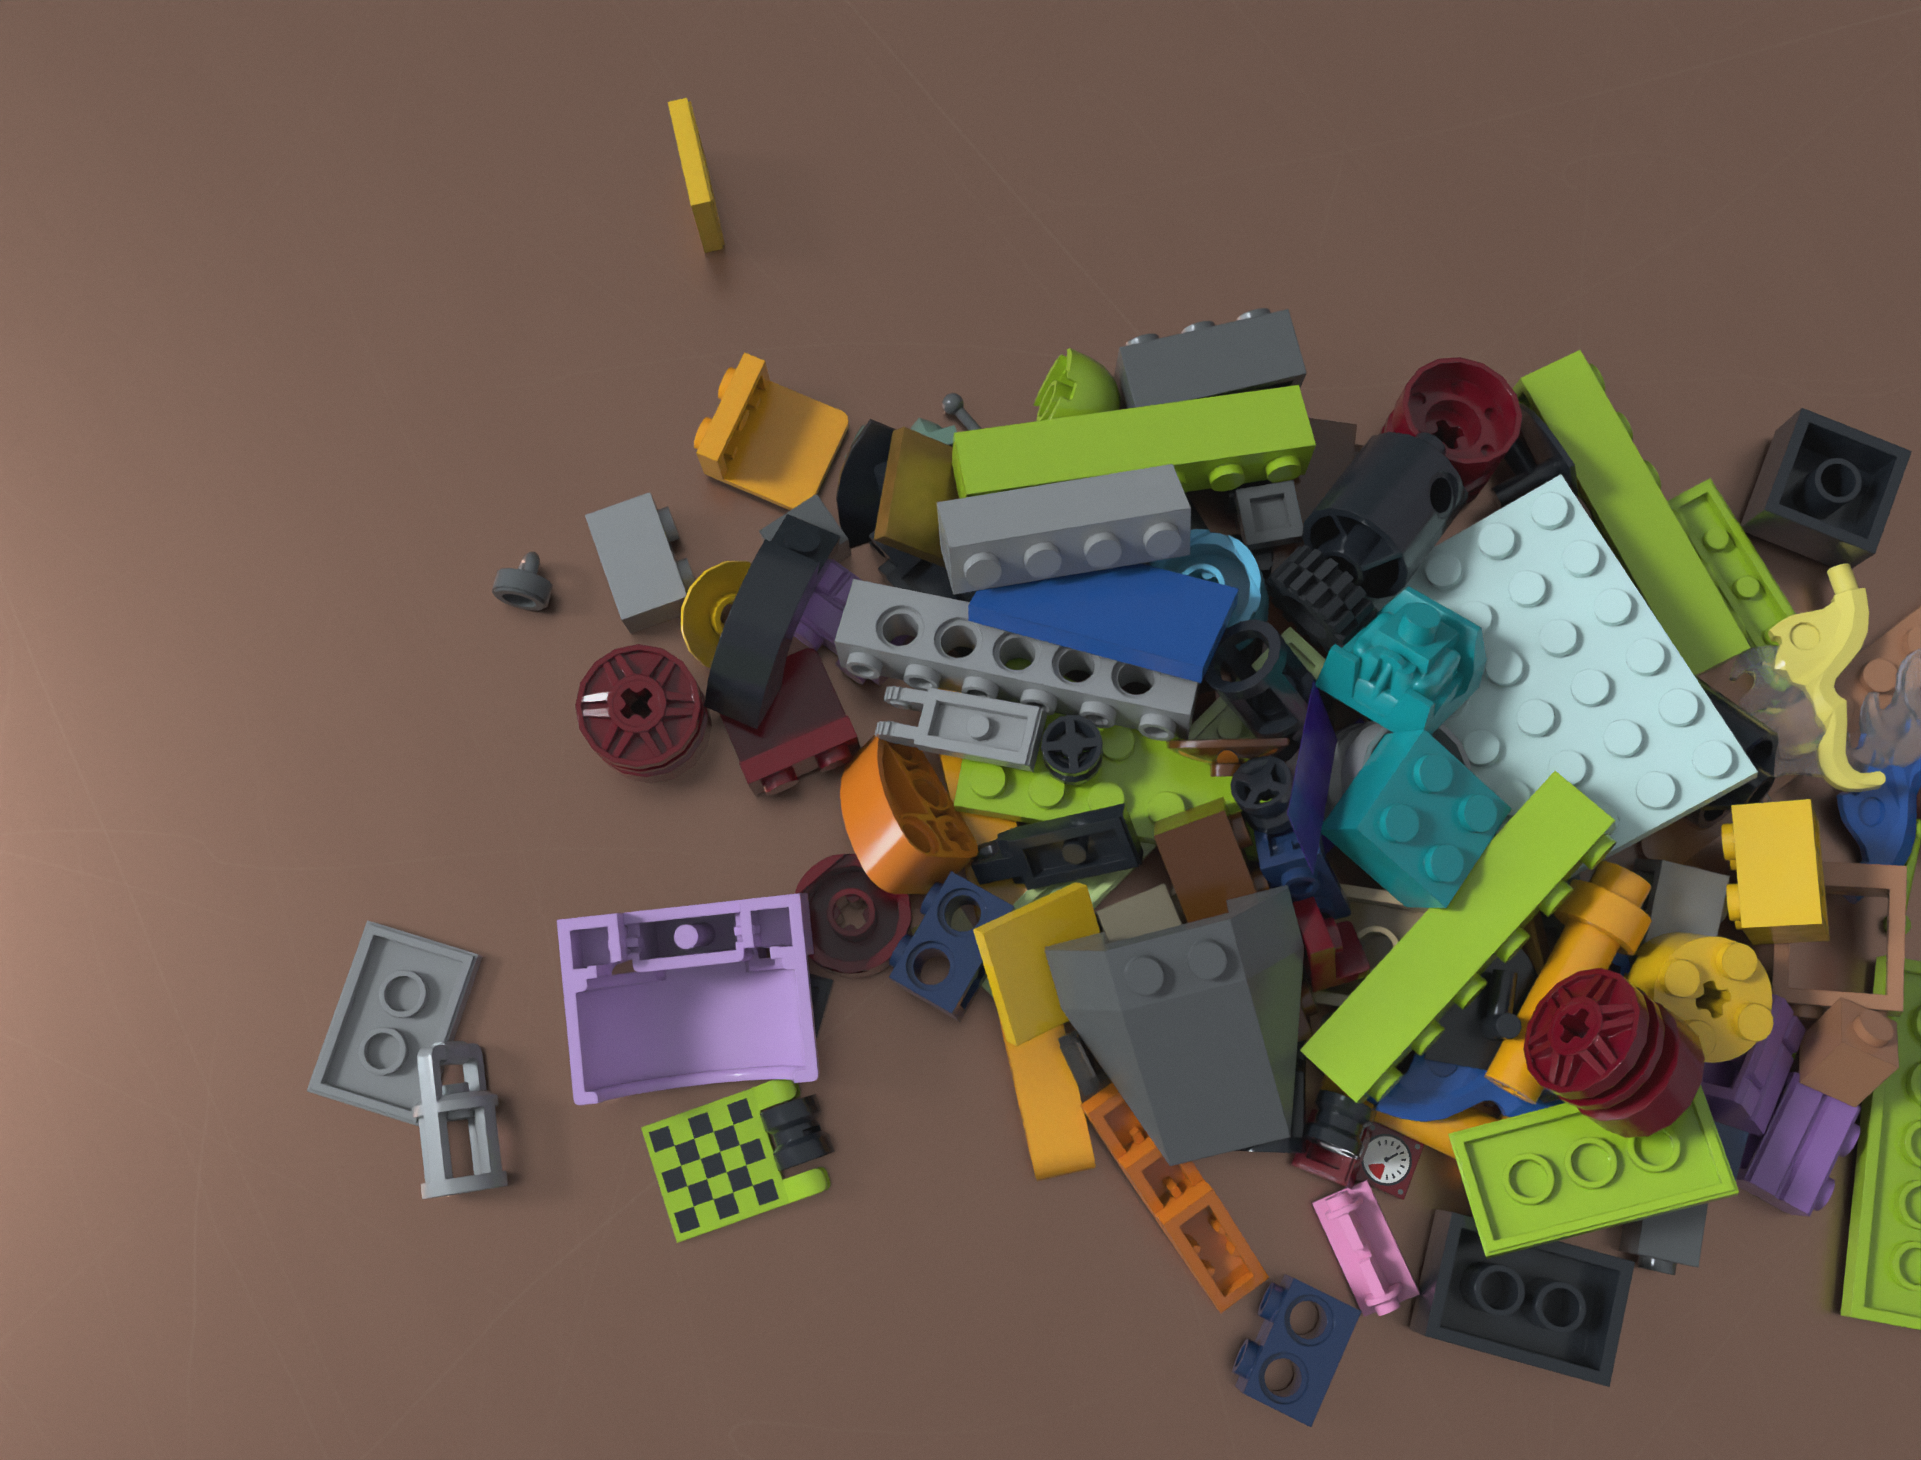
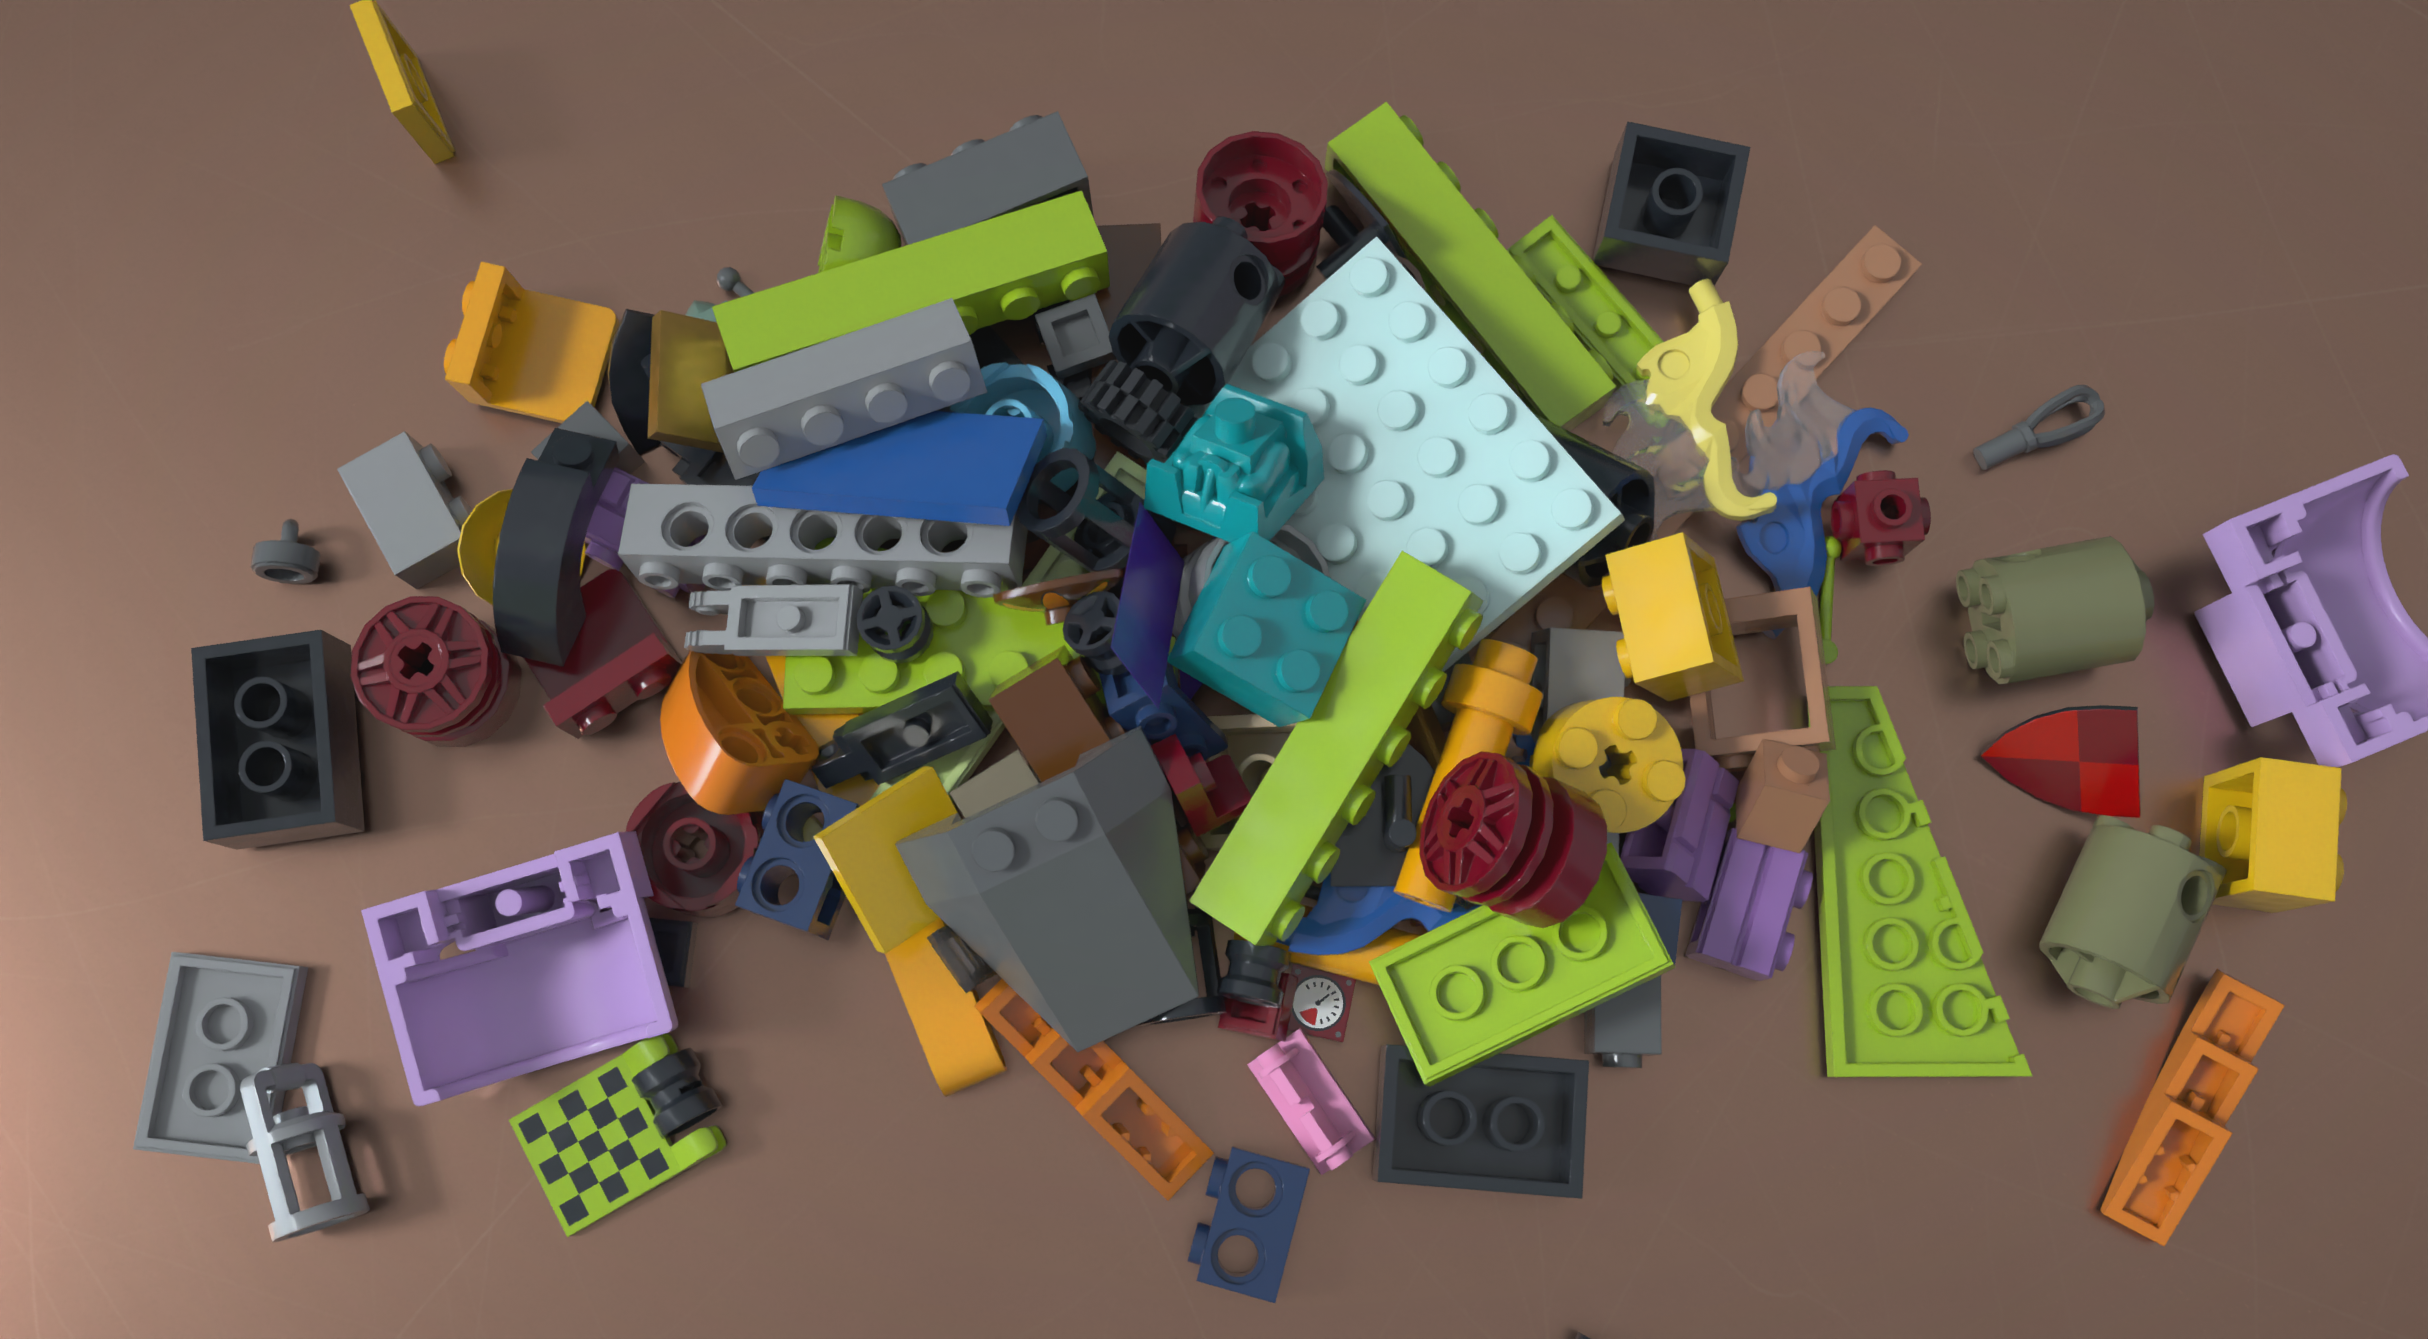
camera: 10 degrees left, 0 degrees up
(493, 749) = (277, 740): none -> black brick

